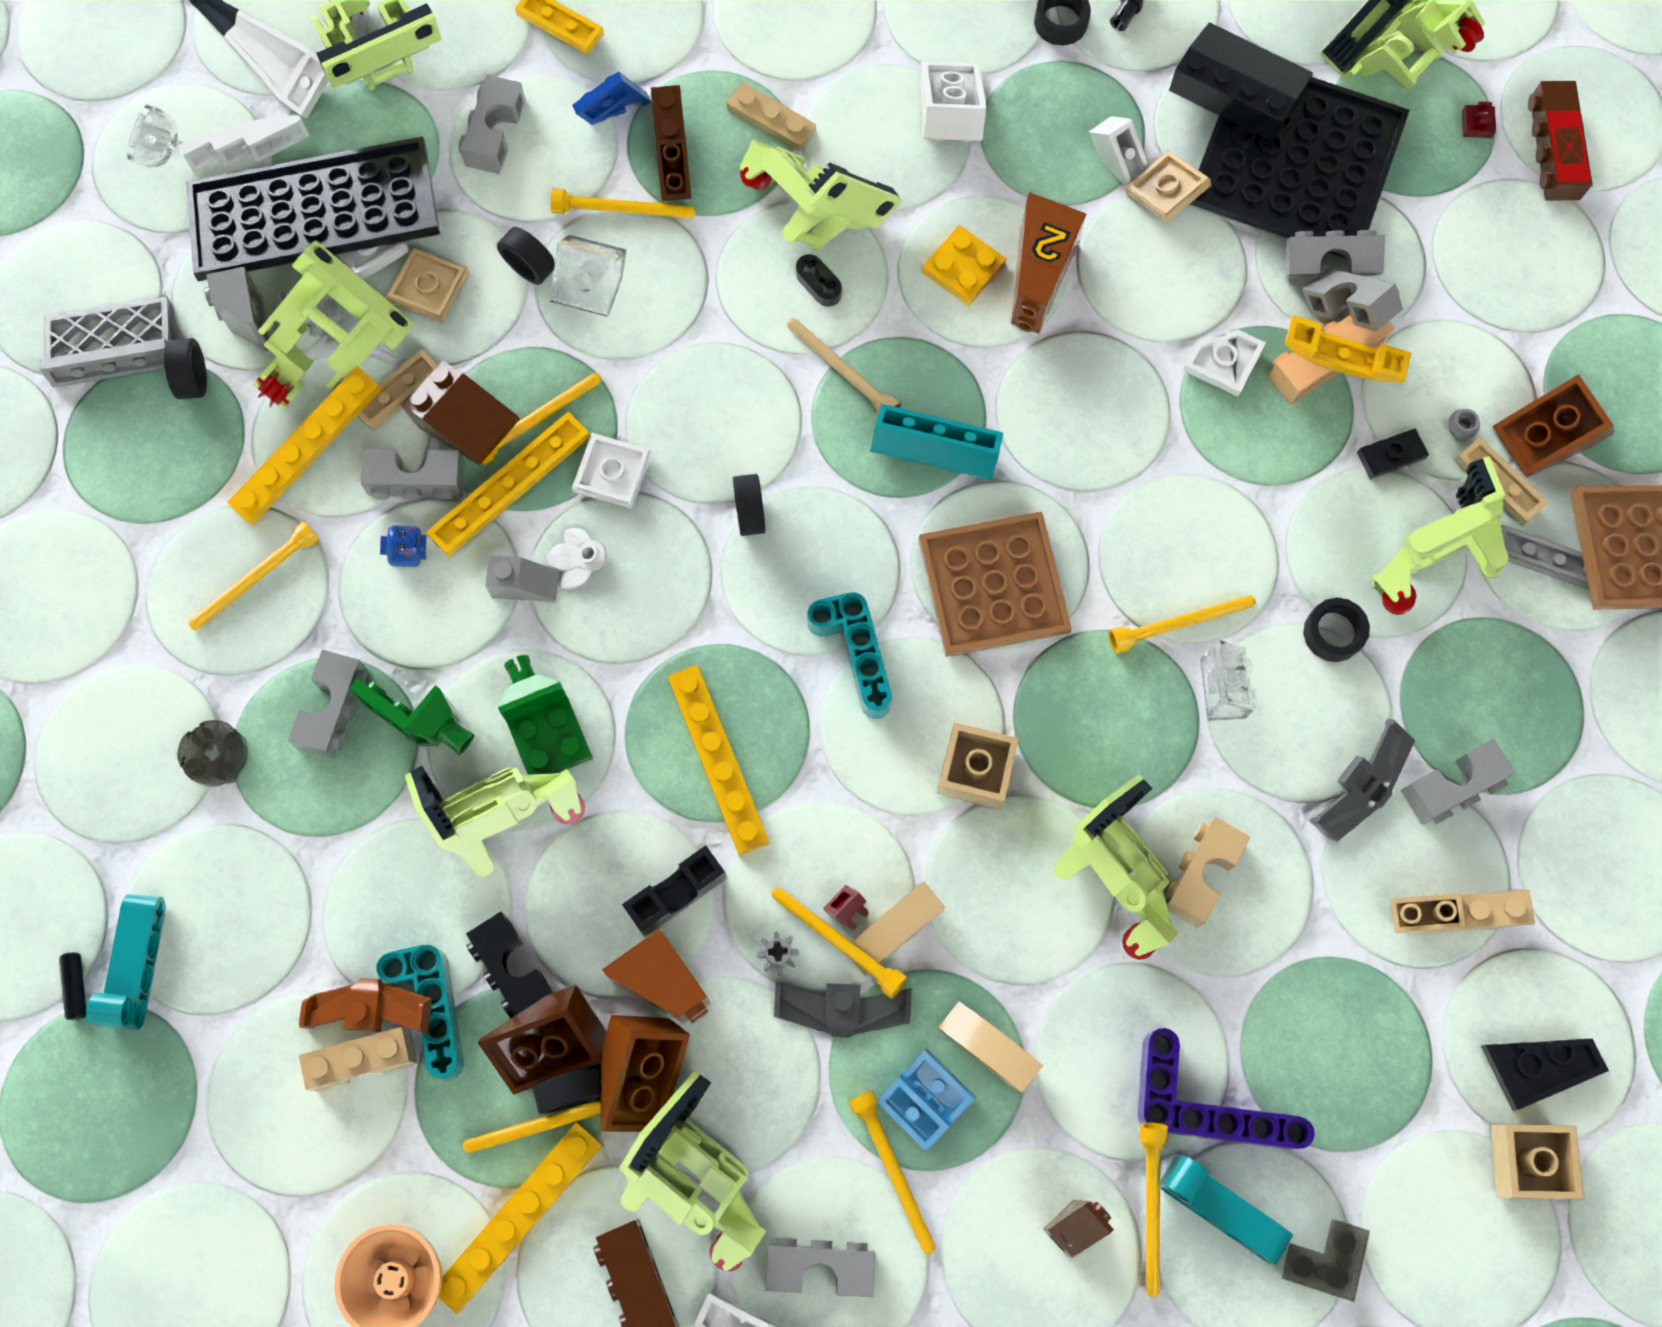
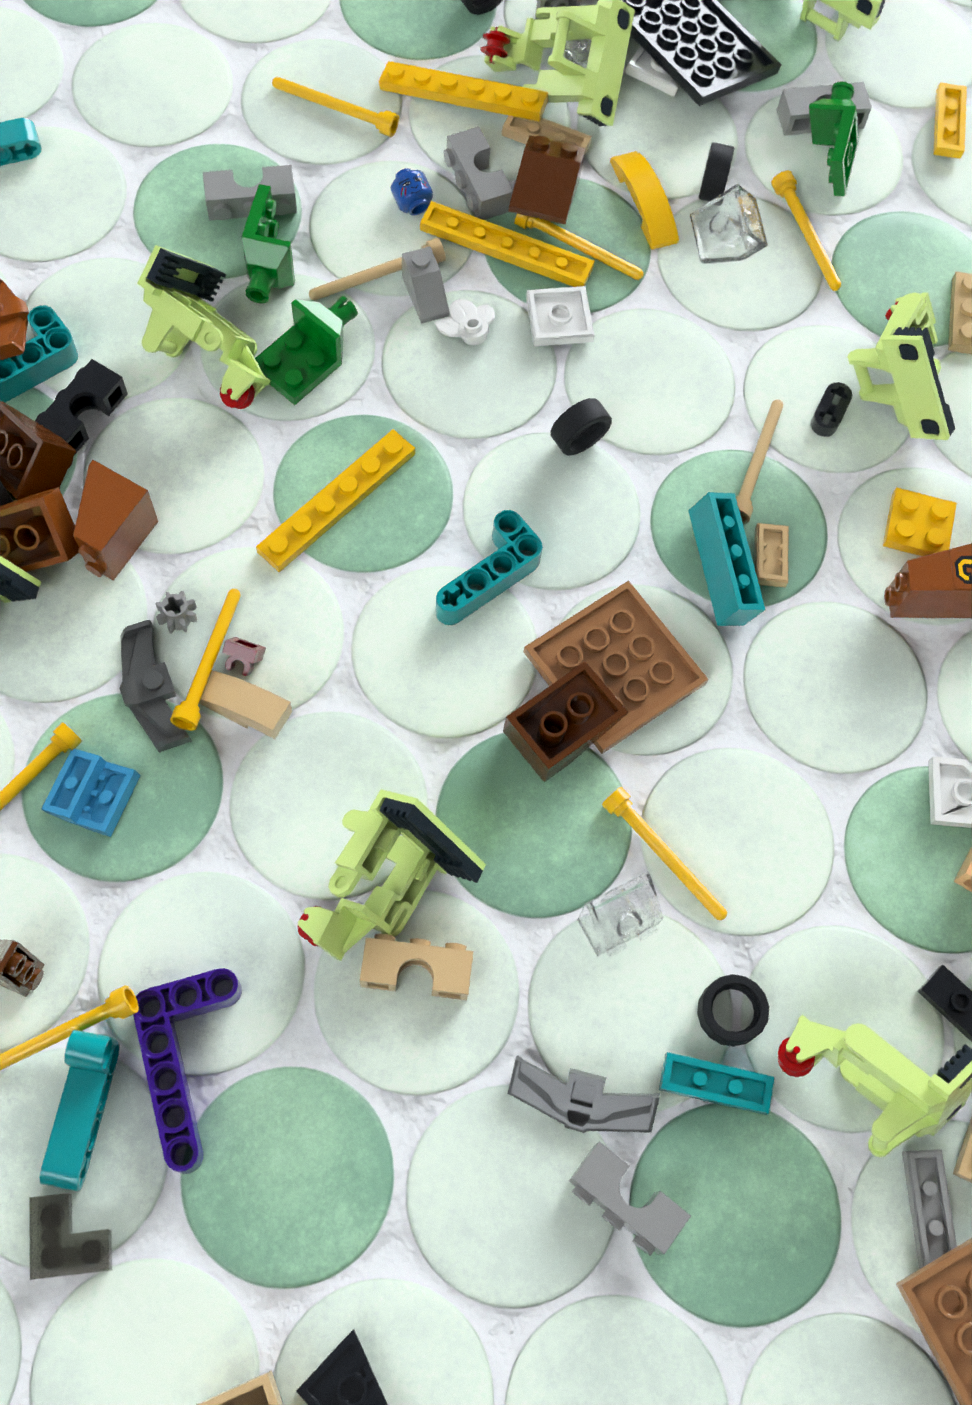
camera: 60 degrees right, 5 degrees down
(202, 739) = (177, 147): clear smoke plate -> none
(427, 285) = (651, 121): tan plate -> none
(480, 556) = (372, 273): none -> tan piece
(512, 328) = (648, 197): none -> yellow slope
(524, 119) = (835, 124): none -> green plate
(609, 99) = (901, 181): blue wing -> none
(670, 143) = (888, 244): reddish brown slope -> none
(686, 885) = (215, 516): black arch -> none
(942, 401) = (771, 554): none -> tan plate
(977, 766) = (425, 712): tan brick -> none
(990, 1047) = (158, 830): tan slope -> none
(1036, 650) = (563, 721): none -> reddish brown slope
(1390, 671) = (716, 1083): none -> teal plate
(1462, 912) = (487, 1252): tan slope -> none

